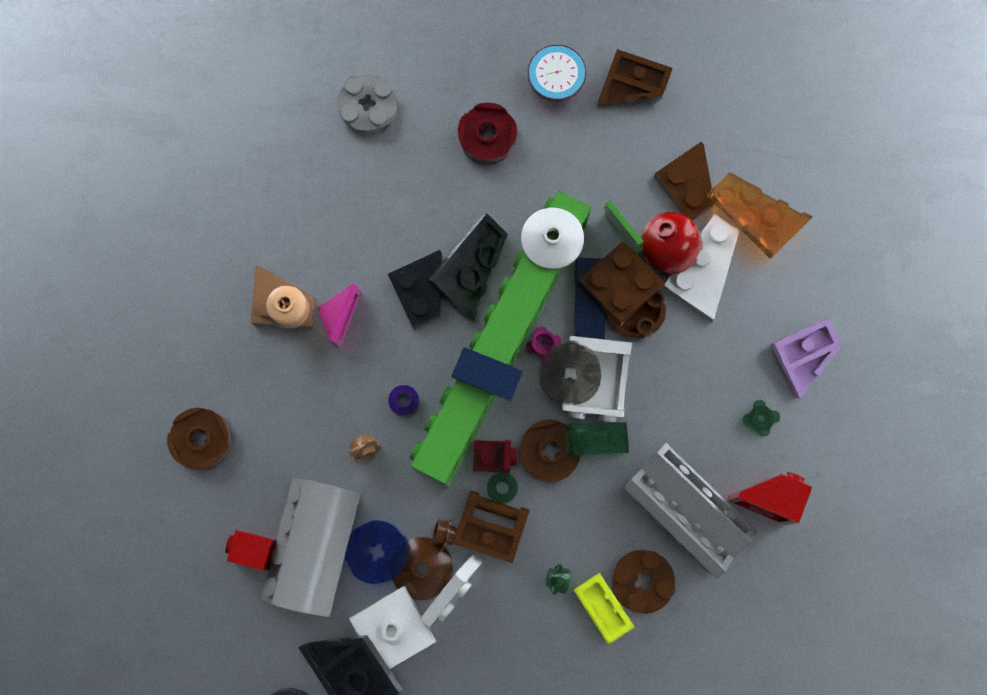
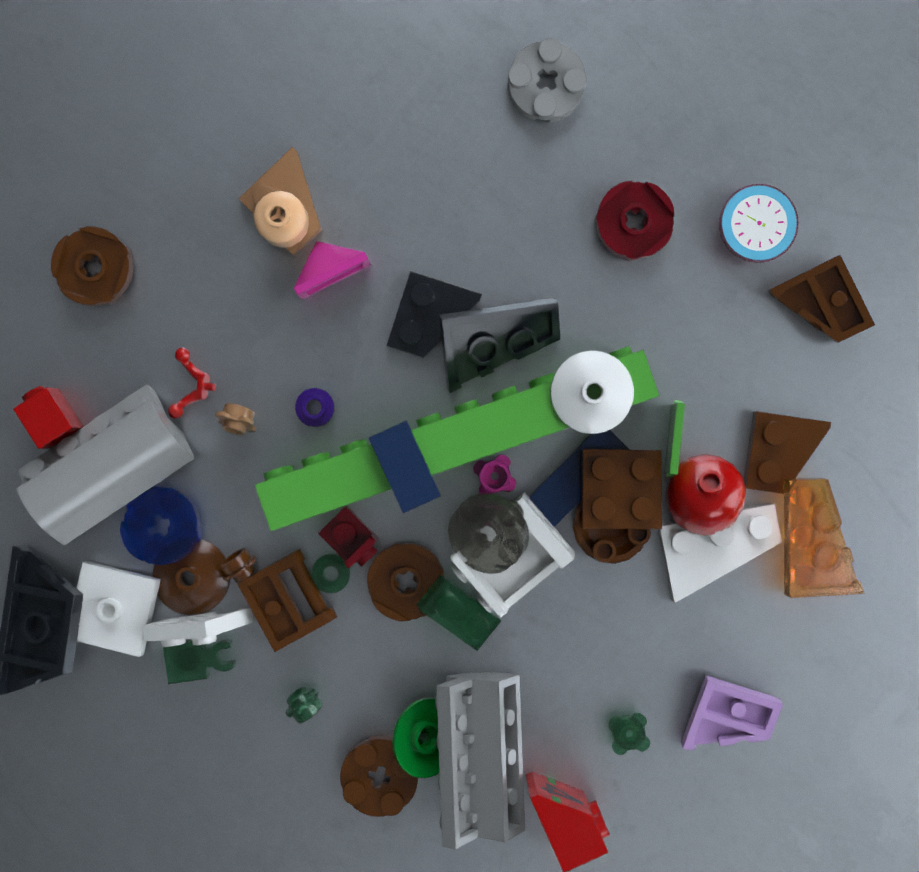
camera: 45 degrees right, 10 degrees up
(323, 477) = (203, 384): none -> red piece
(467, 615) = (192, 662): none -> clear green plate
(603, 608) = (320, 767): neon yellow plate -> none
(644, 533) = (417, 756): none -> green dish

